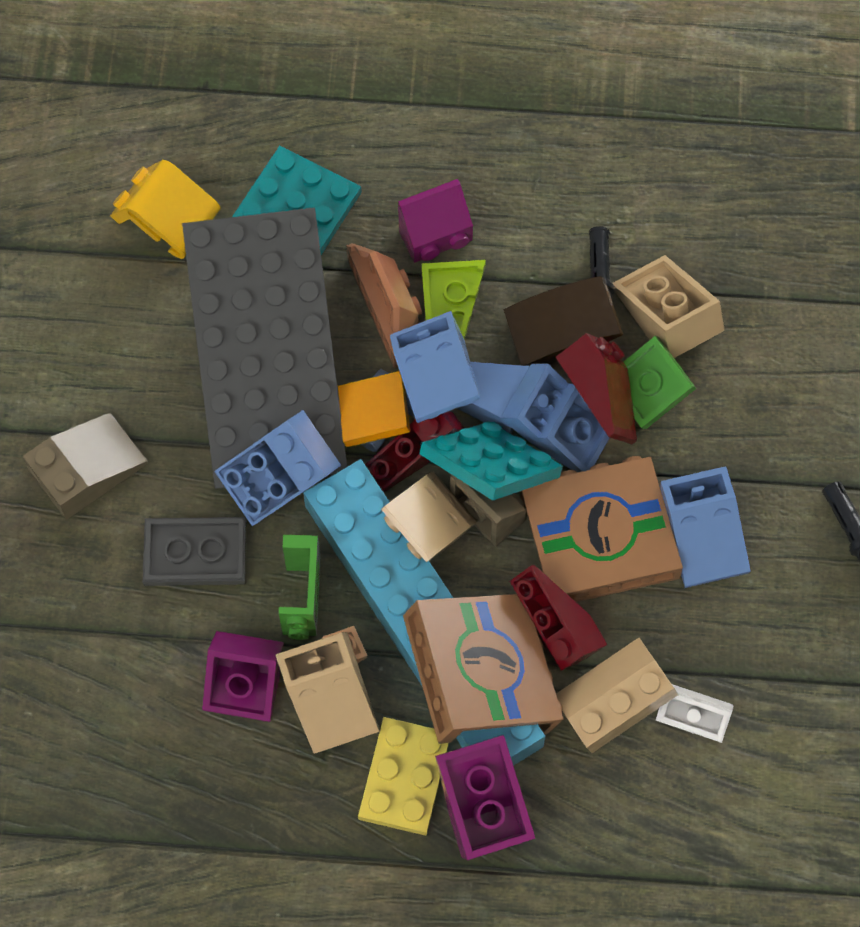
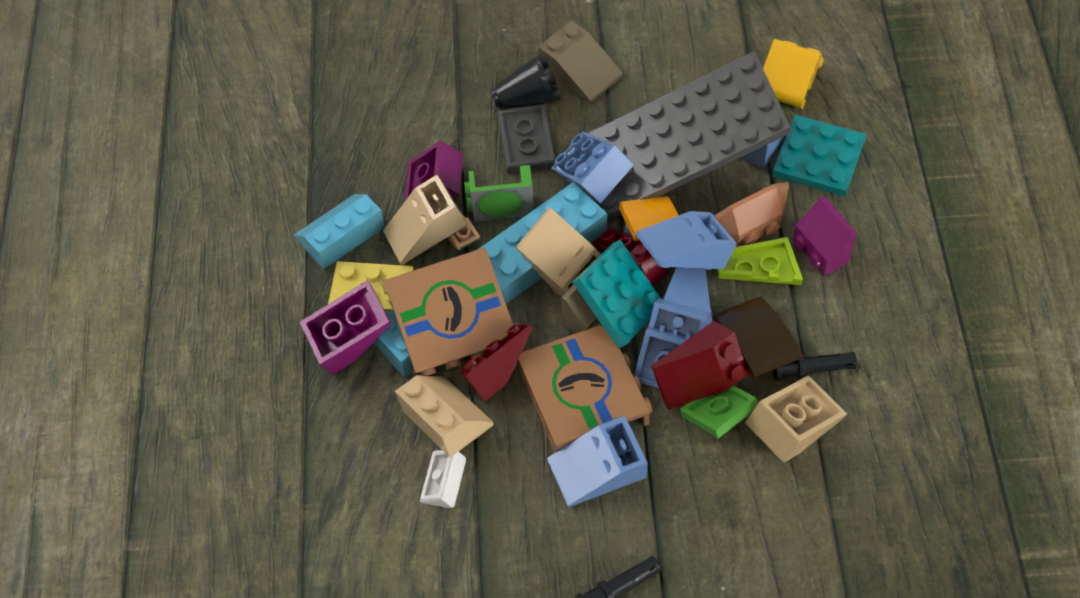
camera: 85 degrees right, 10 degrees down
(118, 532) = (527, 86): none -> black cone
(302, 809) = (341, 229): none -> medium azure slope

